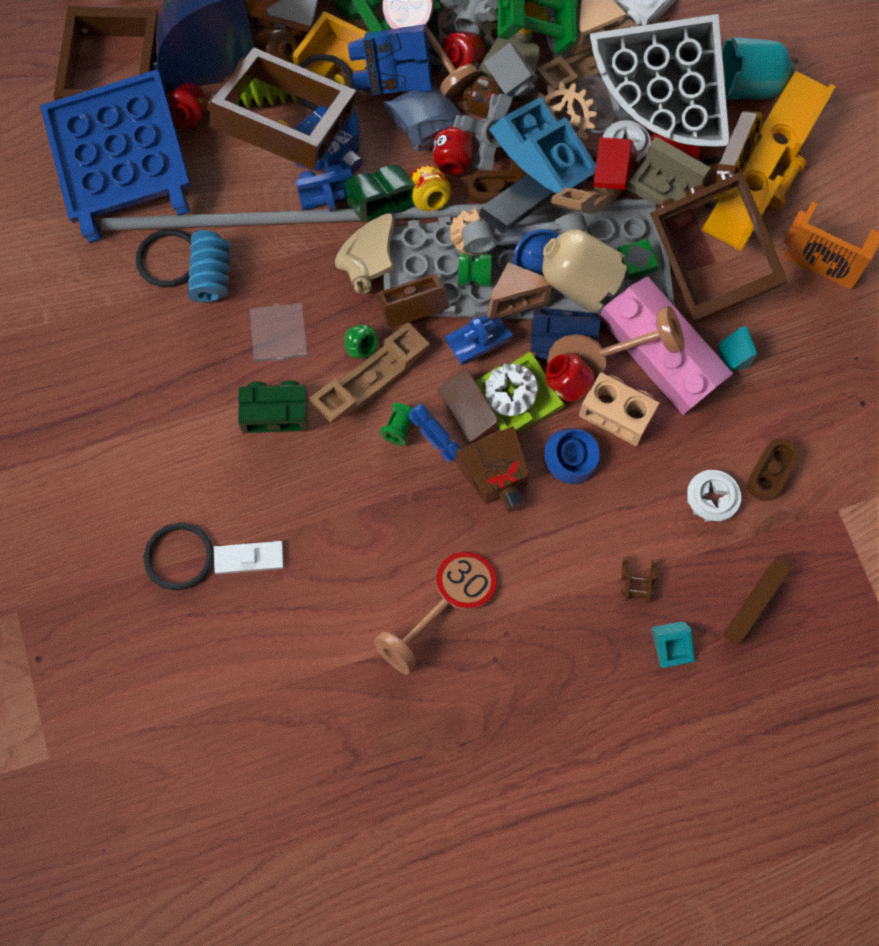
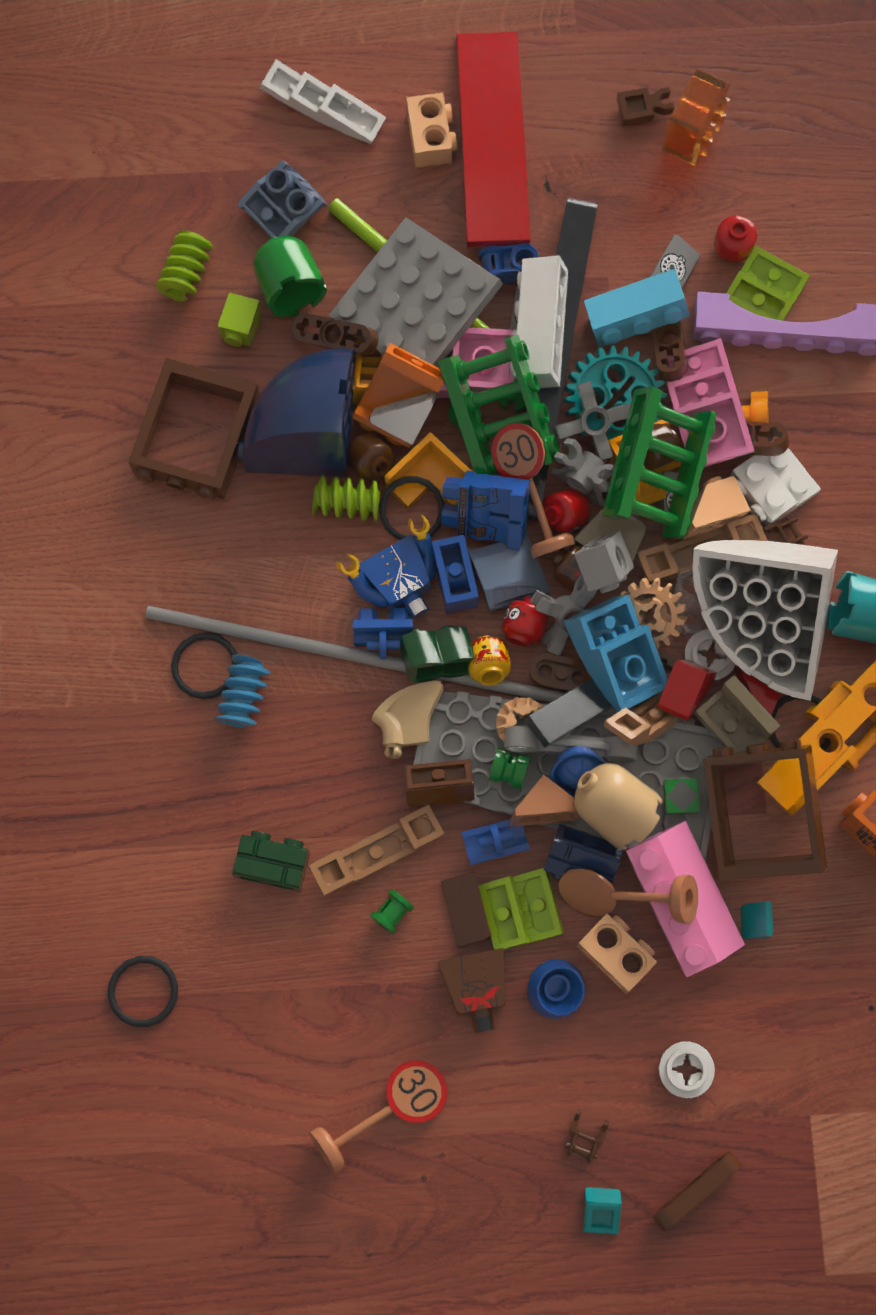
camera: 15 degrees right, 5 degrees up
(116, 149) = (179, 539): blue plate -> none
(187, 105) = (261, 502): red head -> none
(248, 557) = (210, 1010): white piece -> none
(272, 135) = (334, 578): reddish brown window -> none
(278, 332) = (296, 777): clear piece -> none
(360, 341) = (376, 812): green piece -> none
(379, 124) = (455, 574): none -> blue brick
(434, 432) = (424, 932): blue axle -> none
(523, 396) = (523, 895): white gear -> none
(569, 377) = (575, 910): red head -> none
(741, 143) = (821, 705): beam -> none
(772, 471) = (754, 1059): reddish brown plate -> none

